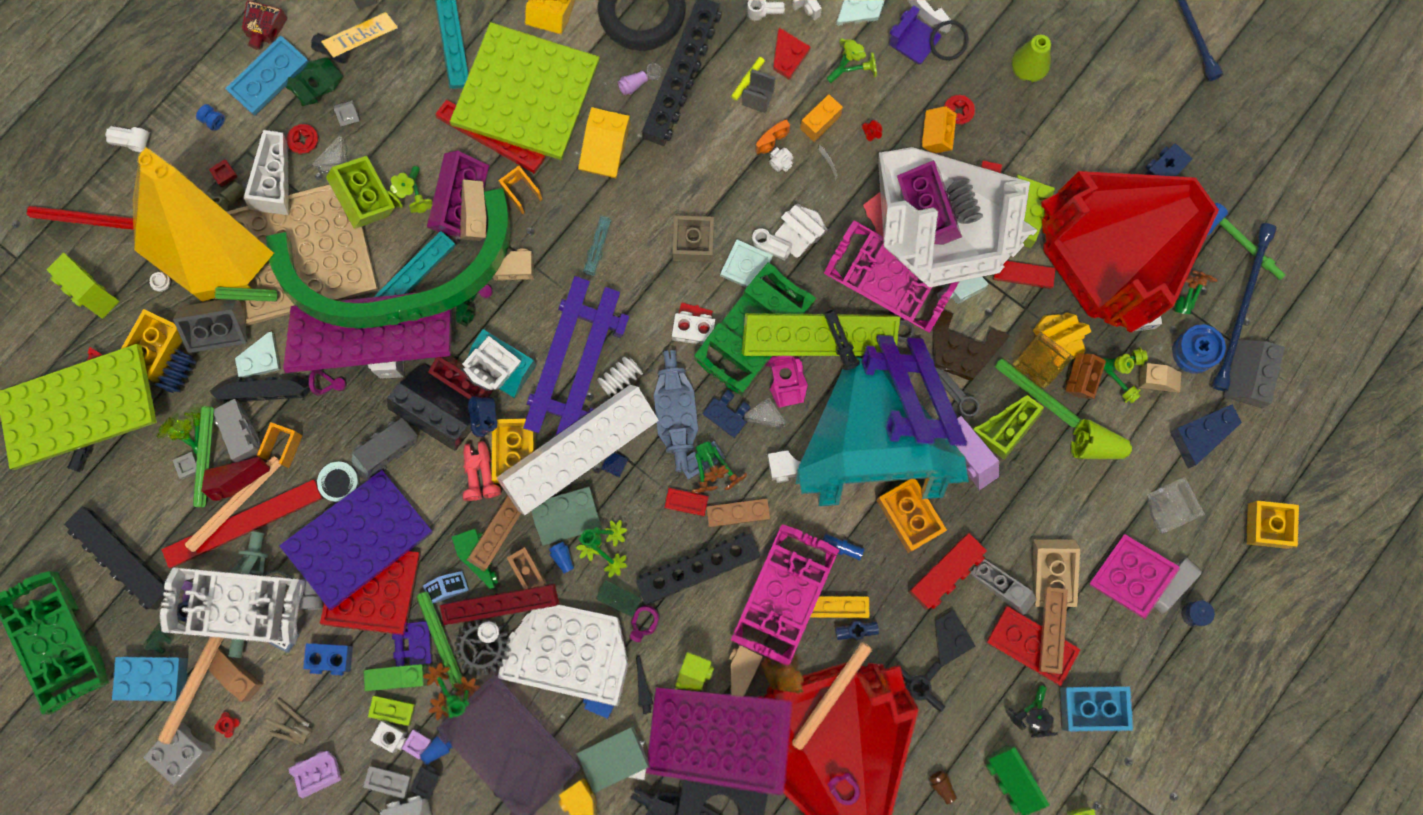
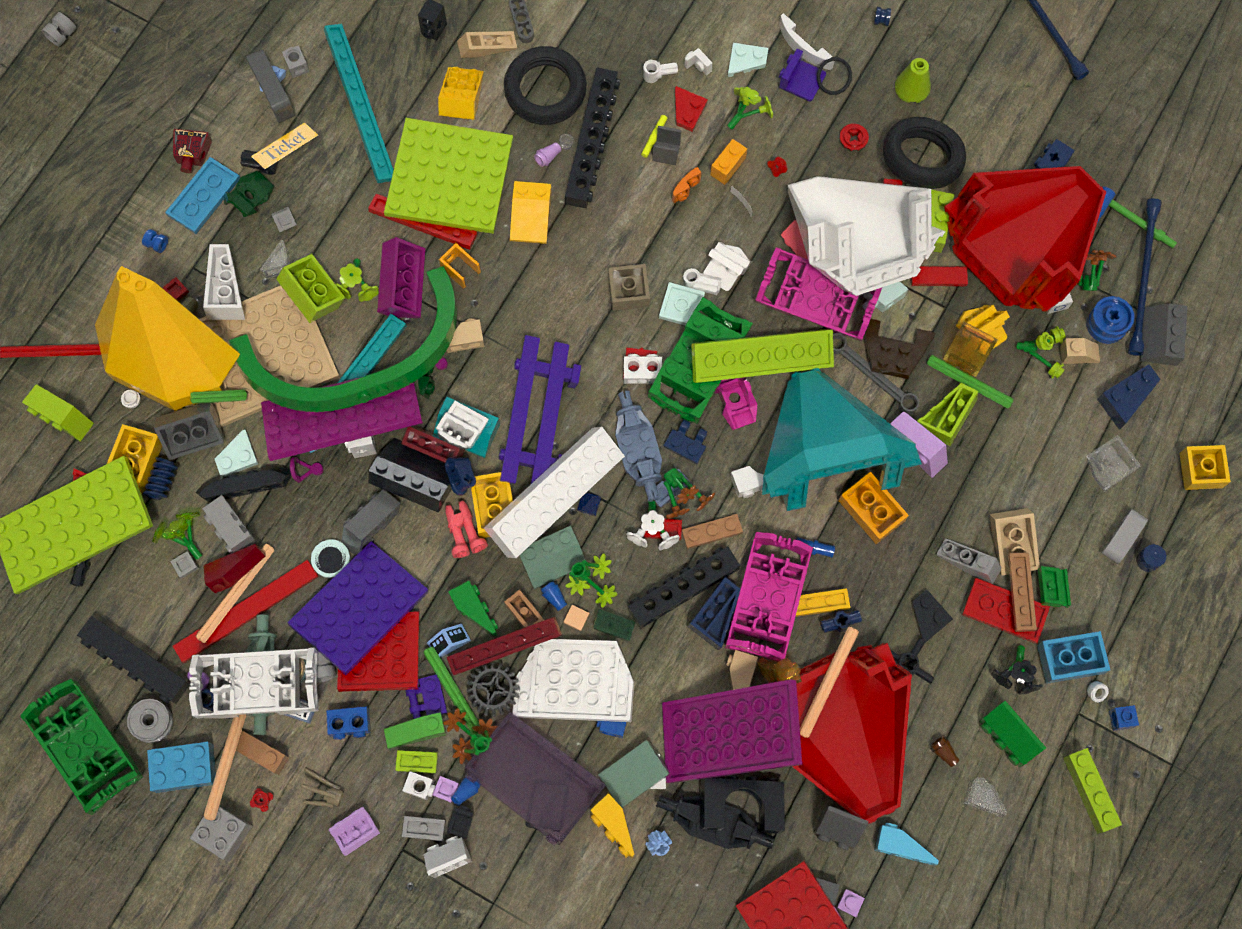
camera: 10 degrees left, 5 degrees down
(113, 624) = (158, 729): none -> light grey wheel
(134, 139) = (84, 271): white piece -> none
(155, 637) = (183, 724): clear green plate -> none
(203, 454) = (199, 552): bright green axle -> none
(269, 442) = (282, 531): light orange piece -> none
(293, 138) = (248, 241): red gear -> none
(473, 211) = (419, 291): tan slope -> none
(488, 632) = (498, 672): white plate -> none
(494, 535) = (489, 582): medium nougat plate -> none
(581, 583) = (576, 618): none -> light nougat tile
(590, 267) = (542, 287): clear light blue pin -> none
(619, 376) = (580, 422): white piece -> none
(637, 635) = (639, 656): magenta piece -> none
(644, 696) = (654, 714): black piece -> none
(675, 498) = (652, 523): none -> white plant
(694, 673) = (698, 678): lime wedge -> none
(726, 602) = (715, 614): none -> dark blue wedge
(765, 414) = (723, 437): clear slope -> none
(781, 159) = (698, 204): white gear -> none
(832, 784) = (843, 761): magenta piece -> none
(846, 347) = (787, 365): black pin -> none
(919, 362) = (842, 373): dark purple fence -> none
(924, 190) = (837, 208): magenta slope -> none
(939, 130) = (839, 157): light orange brick -> none
(948, 571) = (915, 555): red brick -> none
(962, 202) = (872, 217): dark grey piece -> none
(1044, 115) = (913, 173): none -> black tyre
(1085, 376) = (1011, 359): dark orange brick -> none
(1088, 628) = (1054, 587): none -> green plate
(1098, 442) = (1033, 417): lime cone -> none
(1111, 743) = (1093, 687): none -> white piece
(1134, 576) = (1087, 532): dark pink plate -> none
(1138, 781) = (1123, 718): none -> blue brick

